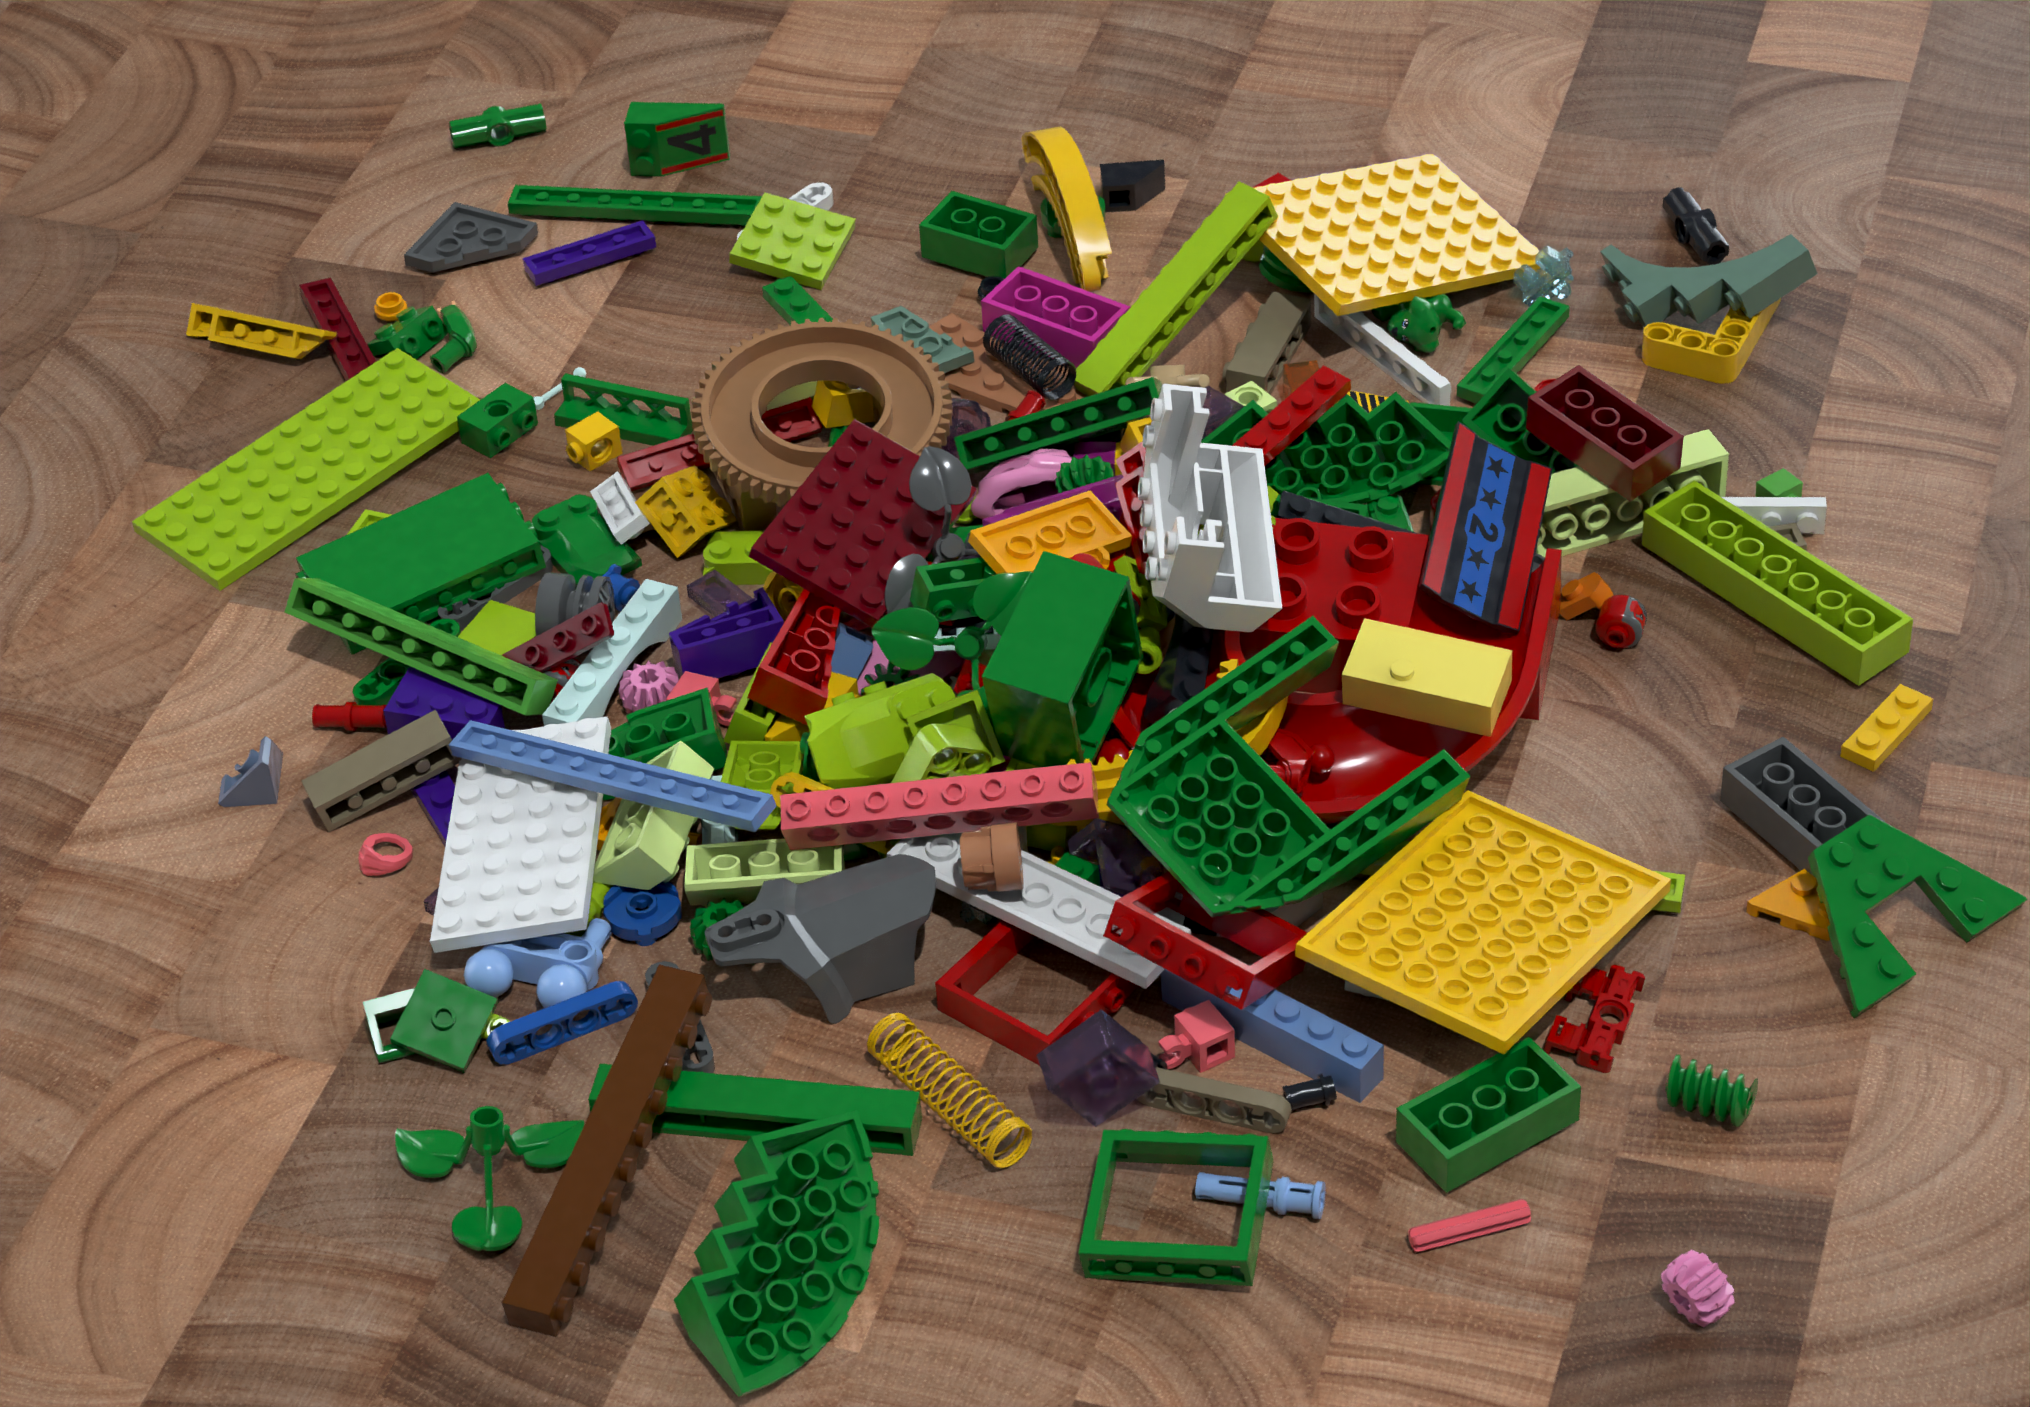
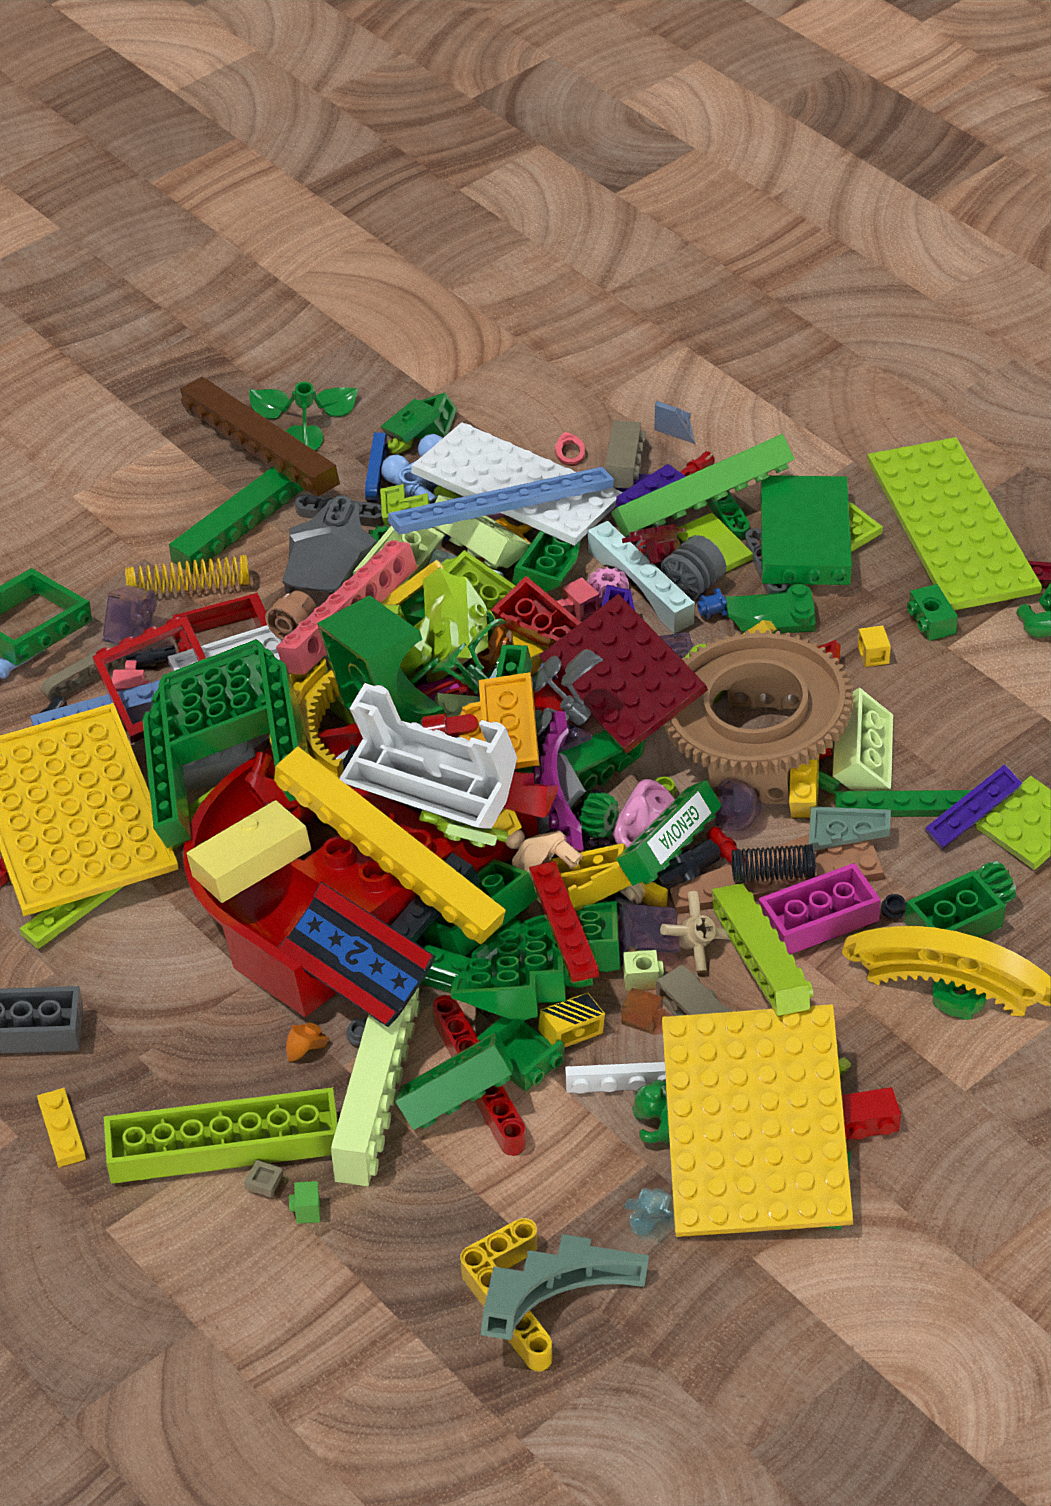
camera: 120 degrees right, 5 degrees up
(539, 401) = (949, 645): light aqua hinge -> none
(619, 508) = (789, 626): white plate -> none
(634, 424) = (899, 669): green fence -> none
(651, 937) = (395, 499): none -> lime plate
(787, 1252) = (141, 477): green brick -> none
(803, 271) = (973, 807): none -> dark purple plate
(906, 221) = (998, 880): none -> green gear
(1131, 184) = (967, 1035): black slope -> none
(1343, 524) = (389, 845): none -> yellow brick
(1514, 347) = (590, 1152): green plate -> none
(1604, 433) = (389, 1065): dark red brick -> none
(1621, 619) = (266, 1042): red head -> none
(1695, 226) = (648, 1355): black piece -> none
(1806, 512) = (305, 1170): white plate -> none

